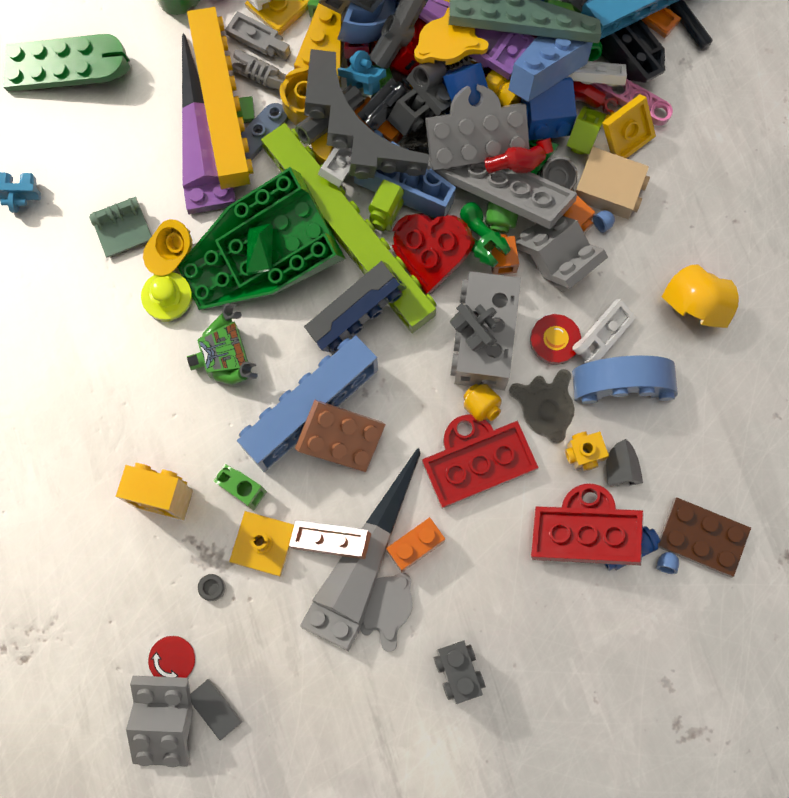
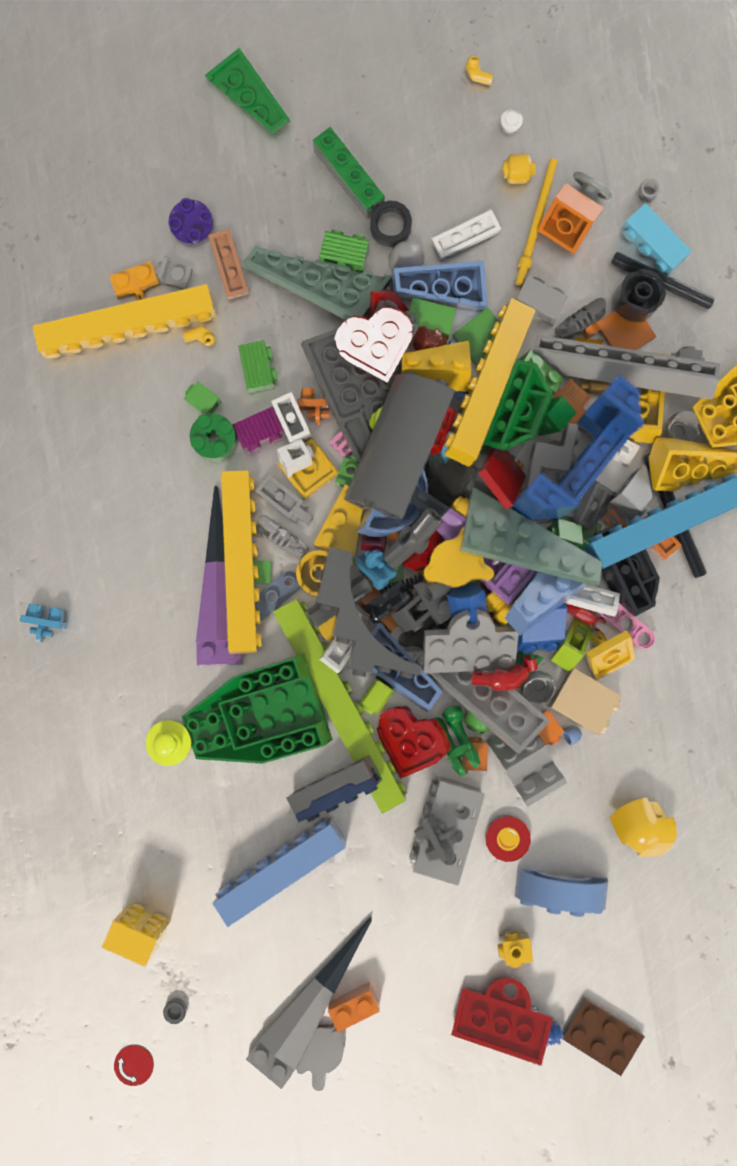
camera: 10 degrees right, 10 degrees up
(64, 62) = (100, 499): plate -> none
(120, 226) = (135, 669): sand green hinge -> none
(159, 721) = (117, 1124): light grey bracket -> none
(167, 247) = (175, 702): yellow piece -> none
(214, 709) = (164, 1115): dark grey tile -> none
(223, 350) = (212, 807): torso -> none
(240, 486) = (209, 929): bright green leg -> none
(259, 249) = (256, 720): green slope -> none
(262, 543) = (223, 980): yellow tile -> none
(330, 539) = (281, 992): plate -> none
(340, 436) = (303, 907): nougat plate -> none
(459, 672) = (372, 1125): dark grey brick -> none
(477, 460) = (420, 938): red plate -> none
(482, 402) = (432, 891): yellow head -> none
(546, 406) = (489, 898): clear smoke tile -> none
(605, 332) = (551, 843): white plate -> none
(623, 465) = (545, 965): dark grey brick -> none
(668, 563) = (567, 1054): medium blue hinge -> none

